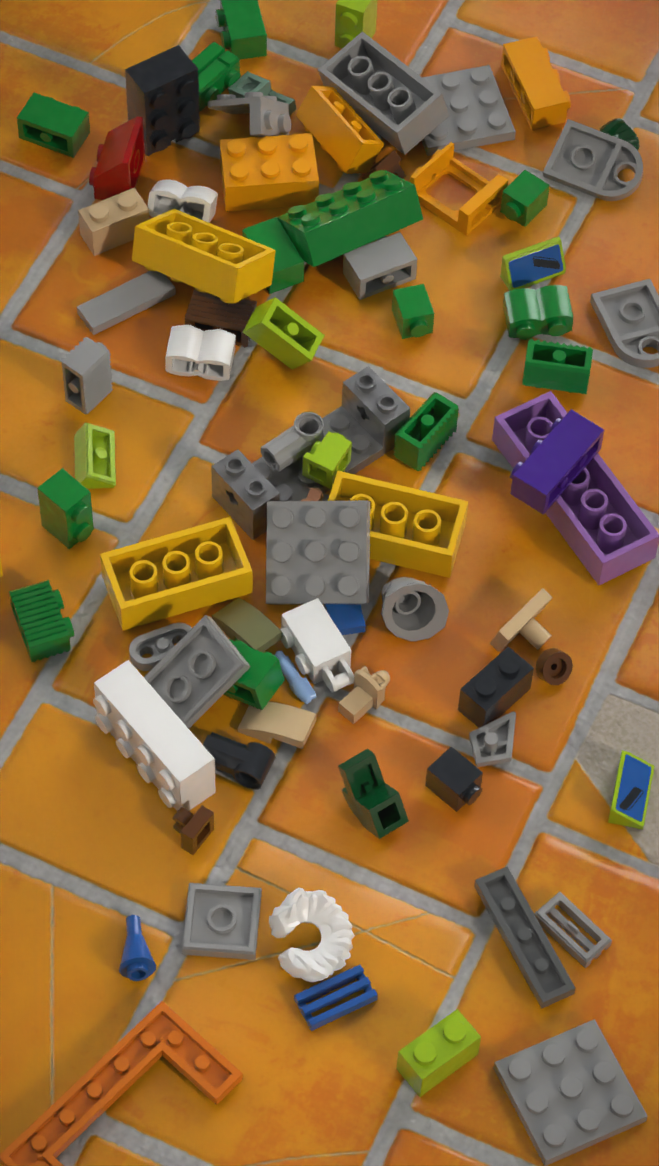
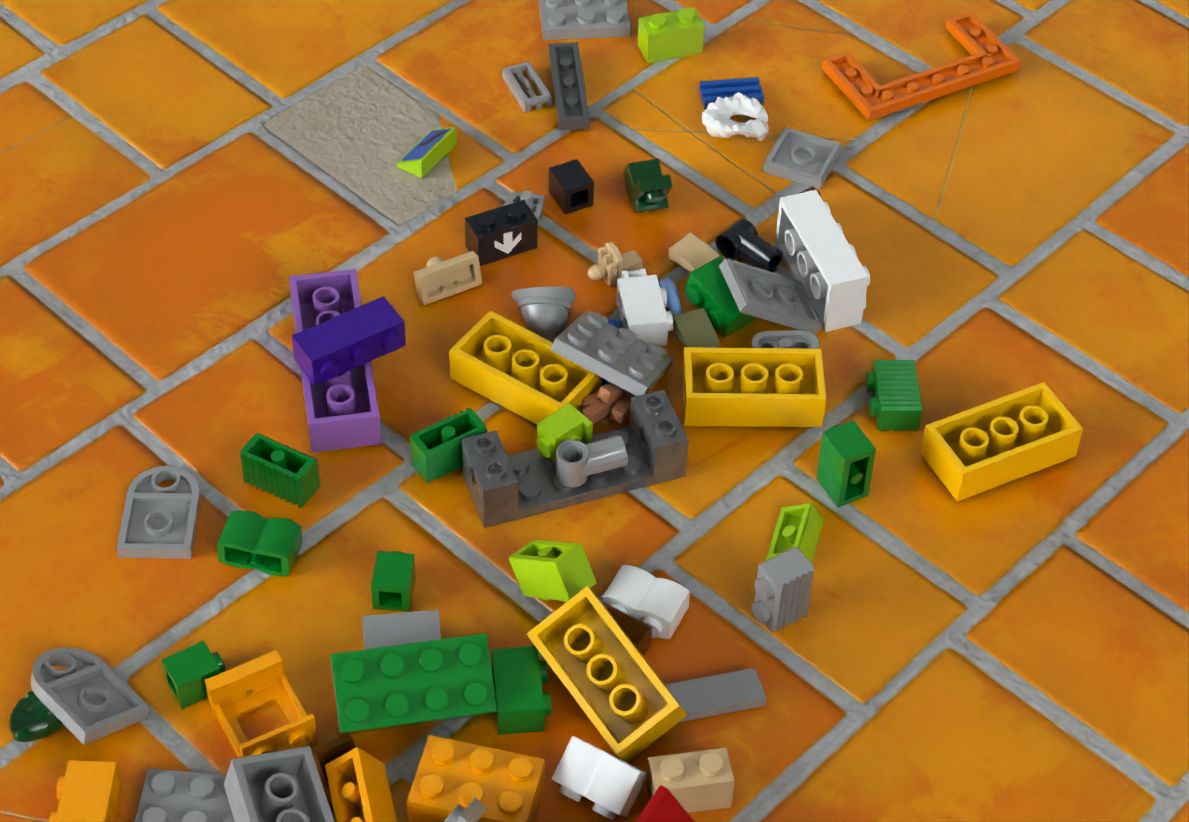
camera: 160 degrees left, 10 degrees down
(136, 957) = (881, 144): blue cone -> none
(533, 264) = (231, 603): slope -> none
(554, 666) = (440, 241): reddish brown tile -> none

